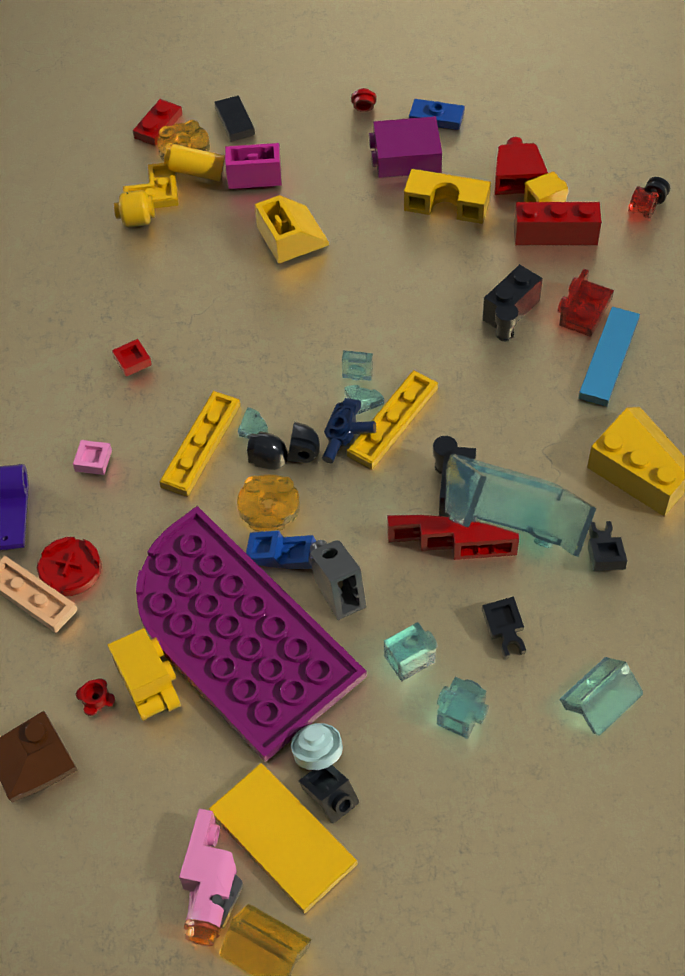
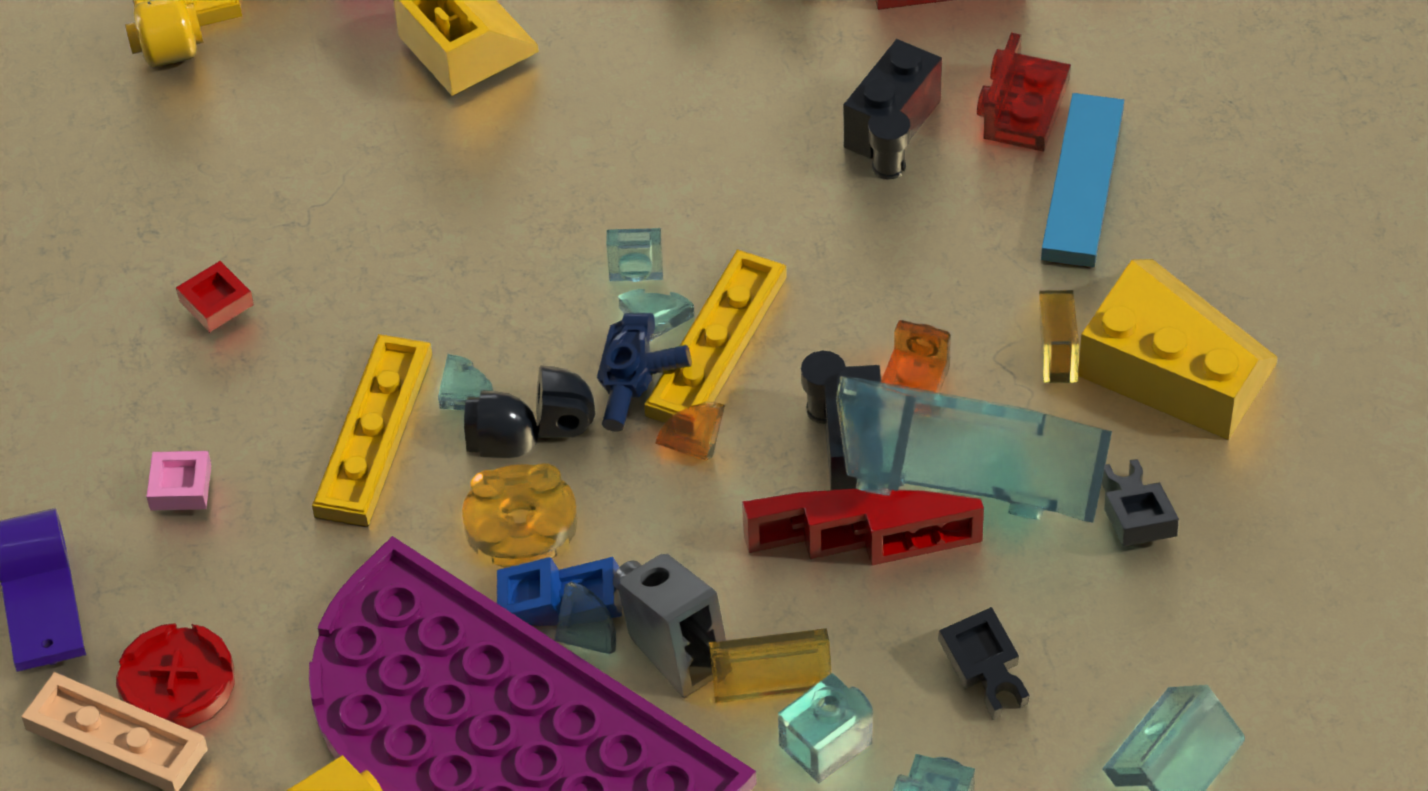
camera: 10 degrees left, 5 degrees down
(291, 569) = (585, 620): none -> clear light blue tile
(370, 469) = (693, 430): none -> clear orange tile
(385, 610) = (769, 665): none -> clear yellow tile
(500, 447) = (919, 357): none -> clear orange bracket
(580, 443) = (1059, 336): none -> clear yellow piece

